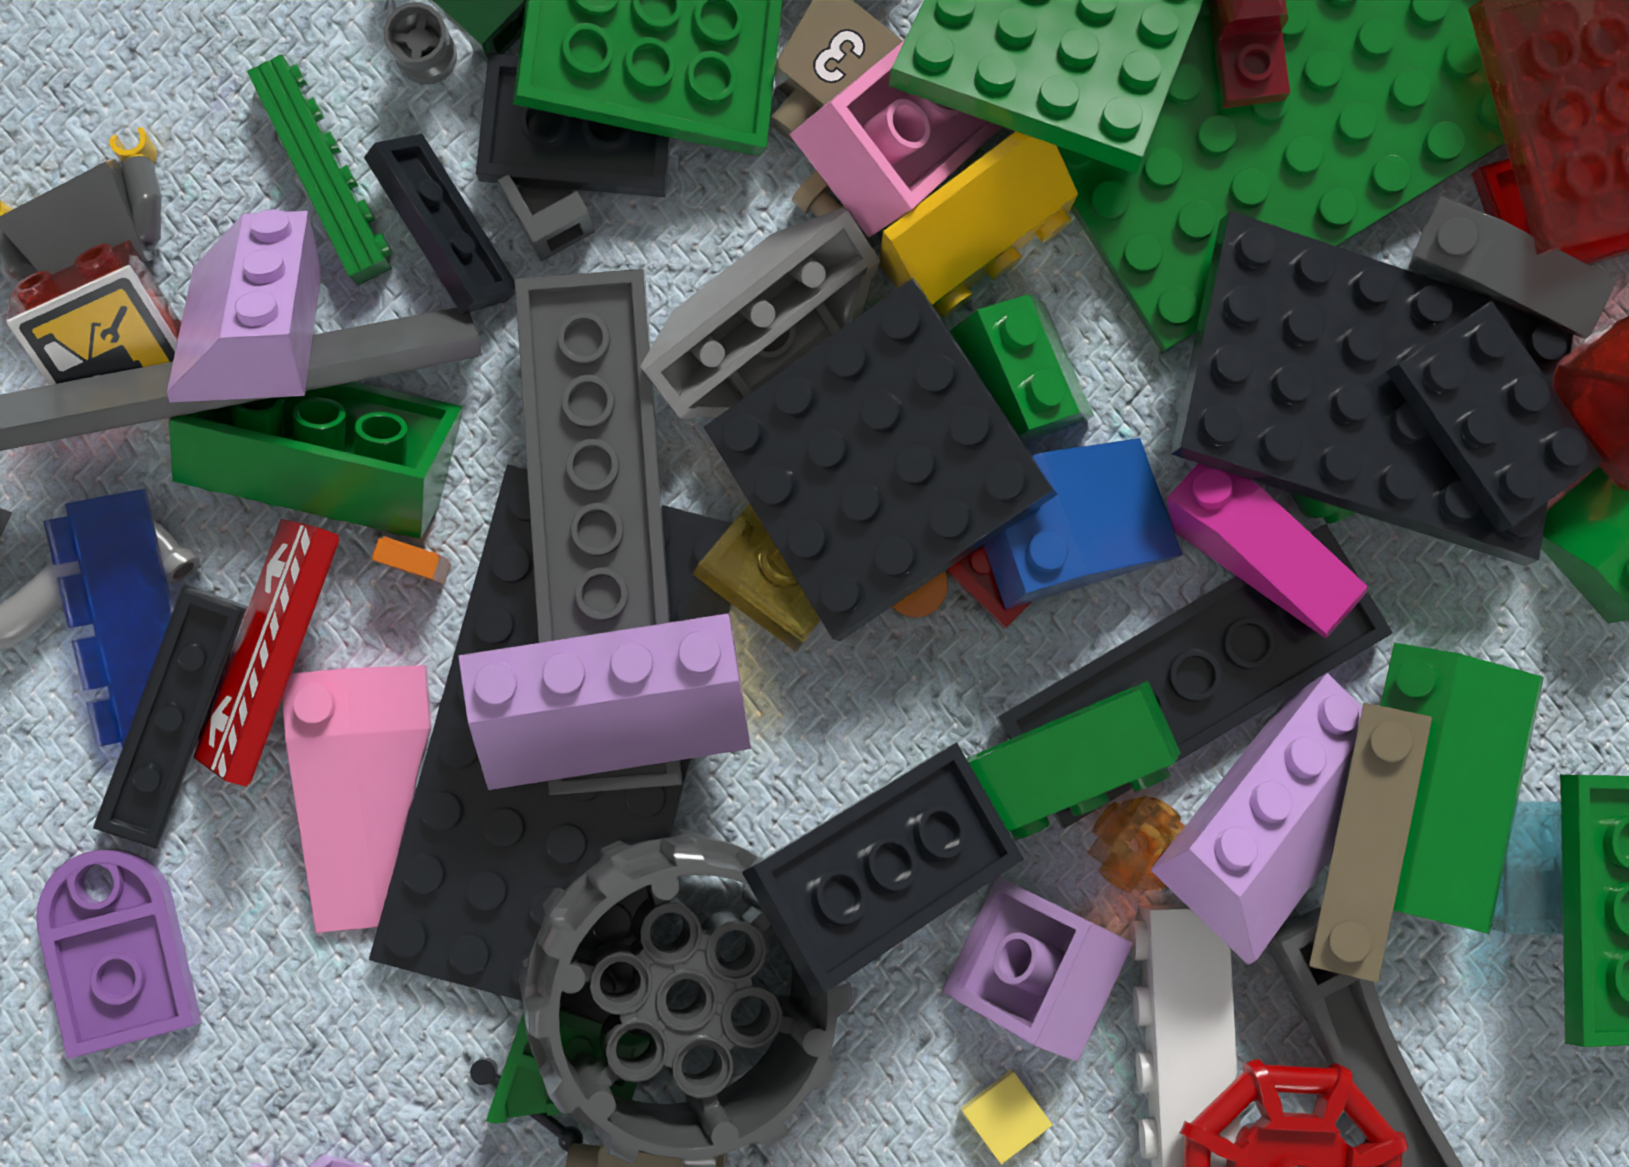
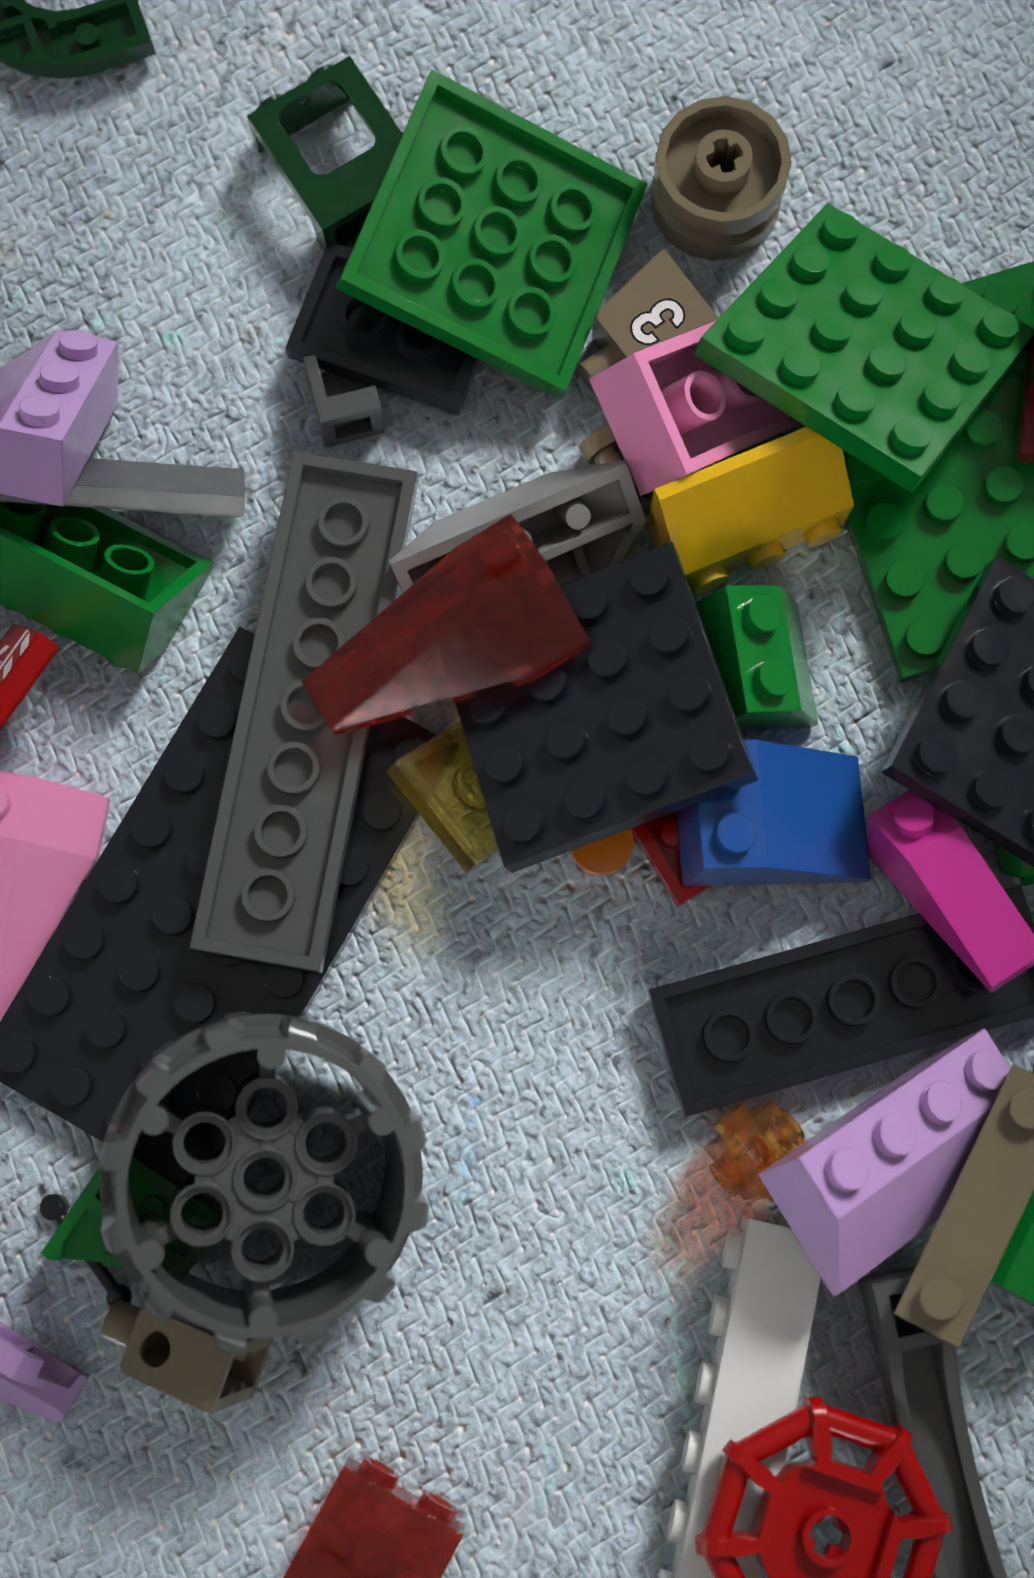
camera: 20 degrees right, 5 degrees down
(319, 170) = (141, 311): green piece -> none
(411, 560) = (123, 692): orange tile -> none
(413, 31) = (262, 204): dark grey wheel -> none
(441, 222) = (240, 386): black plate -> none
(605, 701) = (268, 868): lavender slope -> none
(732, 416) = (464, 626): none -> clear red wedge
(882, 869) = (490, 1098): black plate -> none
(1006, 1116) = (555, 1391): light yellow tile -> none
(1037, 969) = (624, 1250): lavender slope -> none
(1077, 760) = (675, 1053): green brick -> none

